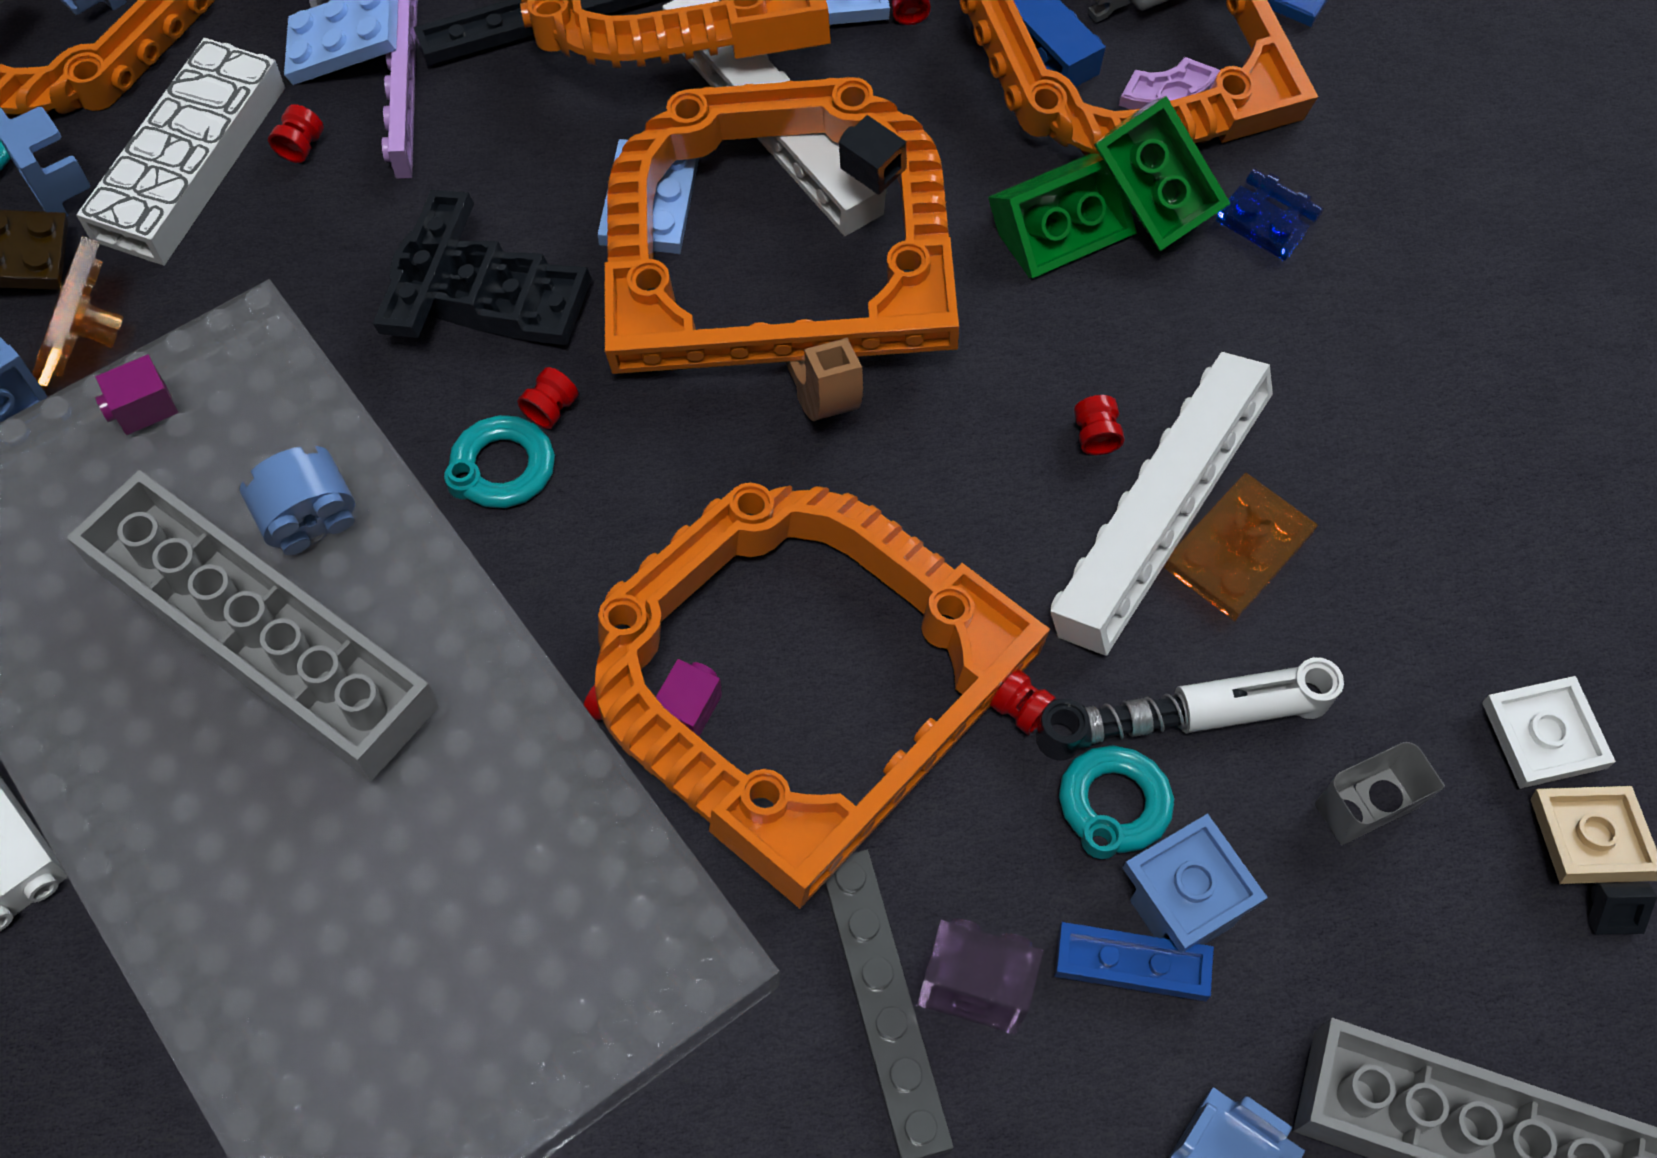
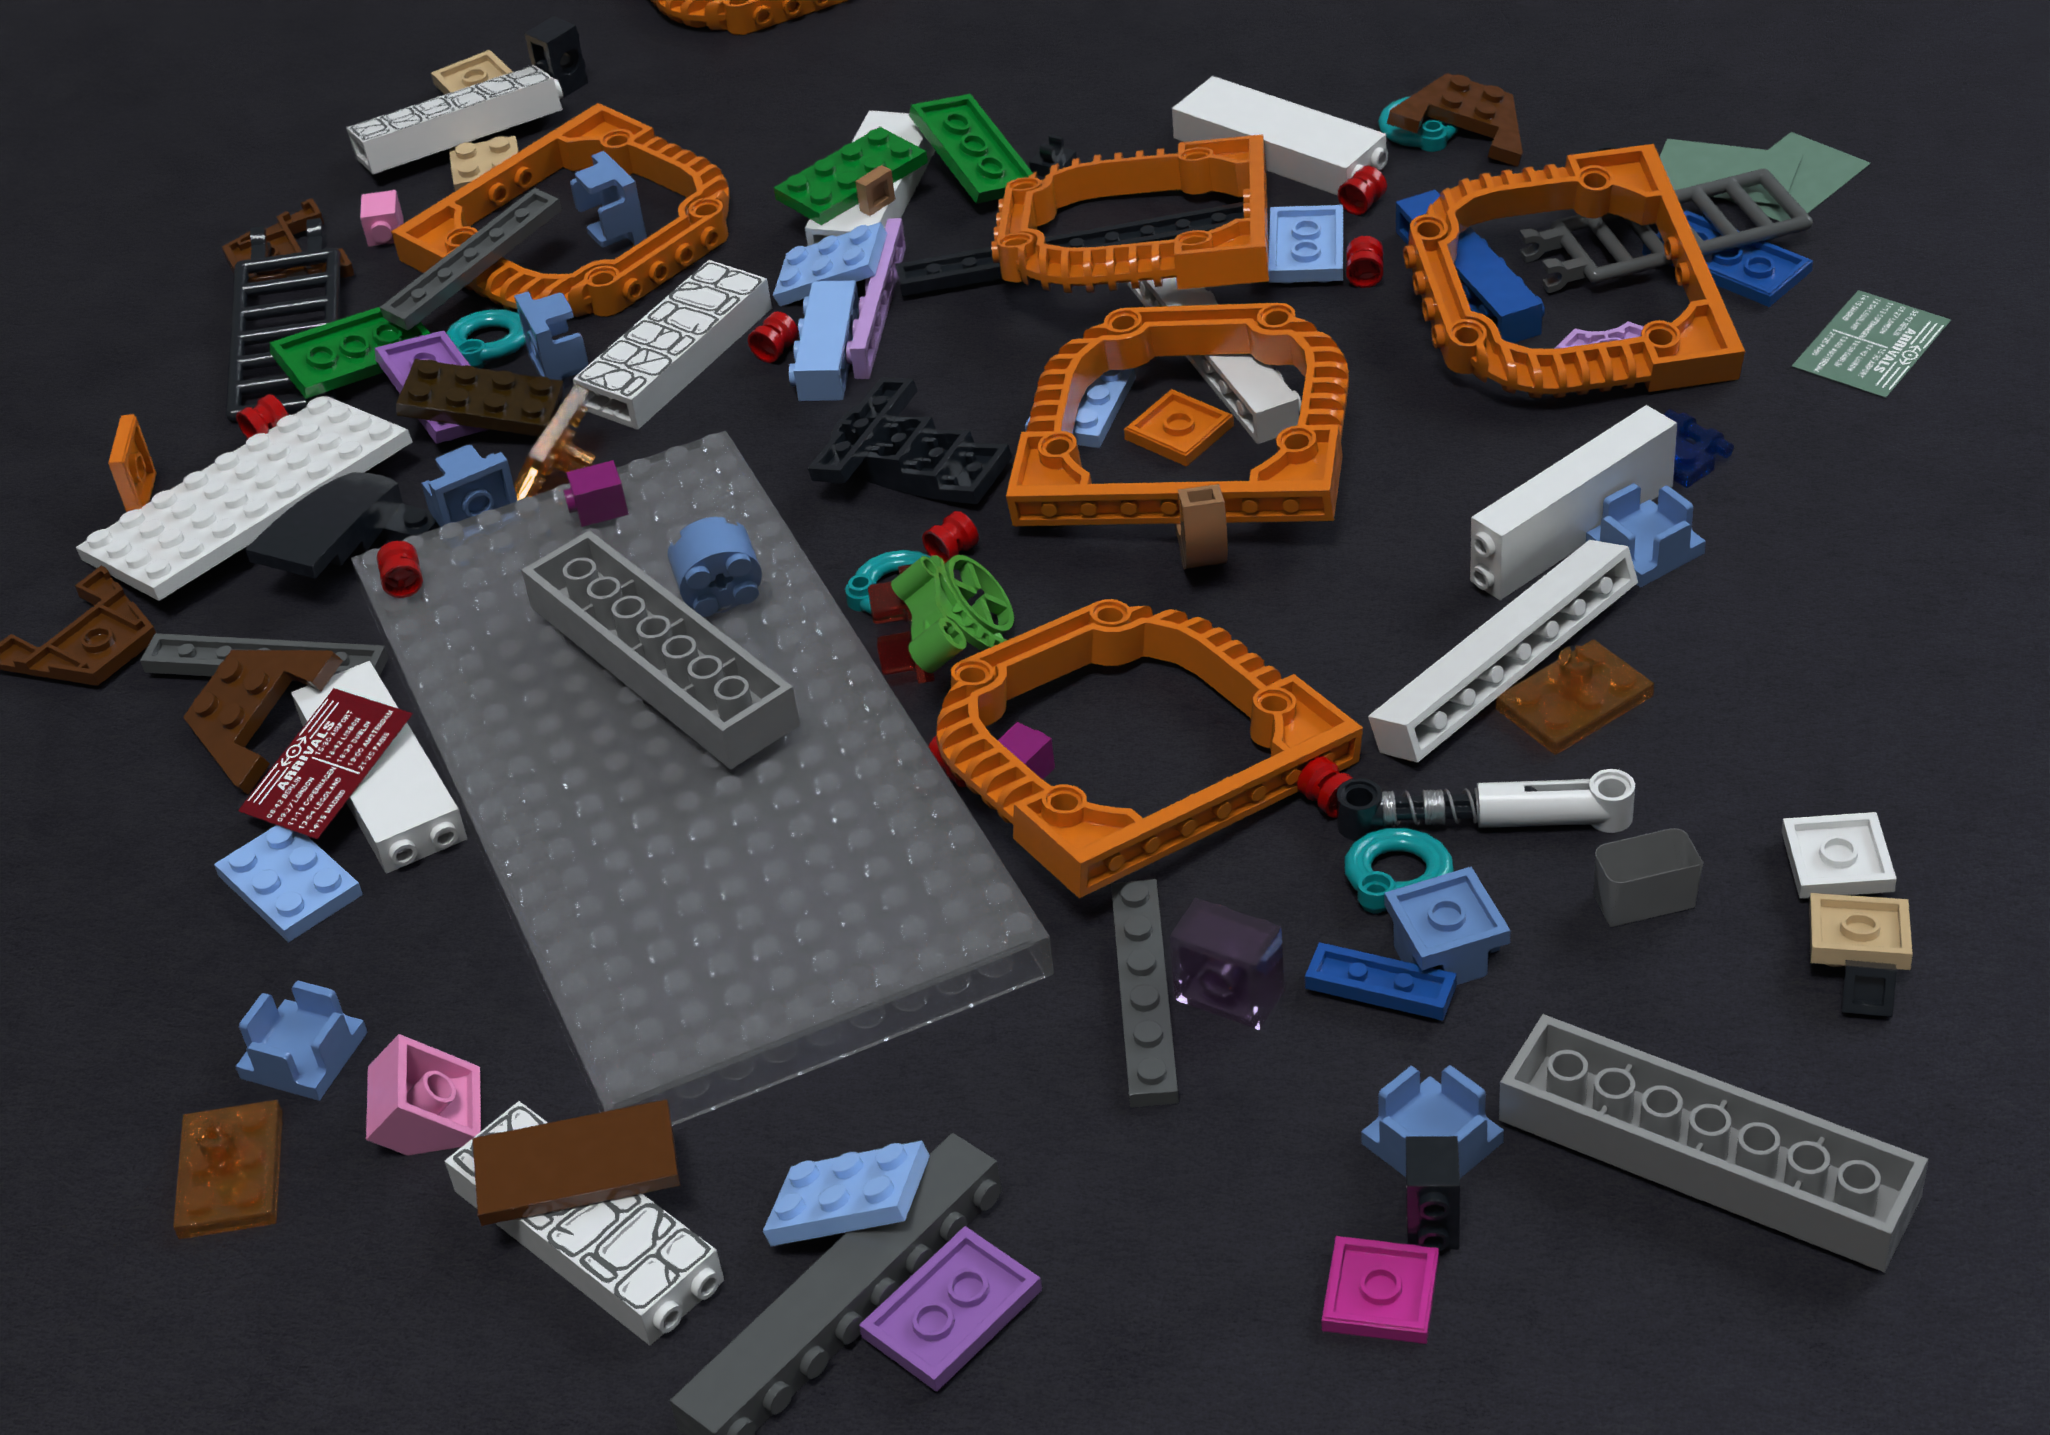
camera: 20 degrees right, 20 degrees down
(355, 132) = (820, 354): none -> light blue brick
(522, 536) = (894, 648): none -> clear red panel
(565, 518) = (941, 611): none -> bright green piece
(759, 222) = (1179, 427): none -> orange tile
(872, 154) = (1278, 355): black brick -> none
(1062, 215) = (1470, 432): green slope -> none
(1099, 427) = (1458, 592): red wheel -> none
(1161, 172) = (1560, 392): green slope -> none
(1195, 303) = (1557, 507): none -> white brick
(1268, 327) = (1657, 535): none -> medium blue panel
(1417, 67) = (1871, 343): none -> sand green sticker

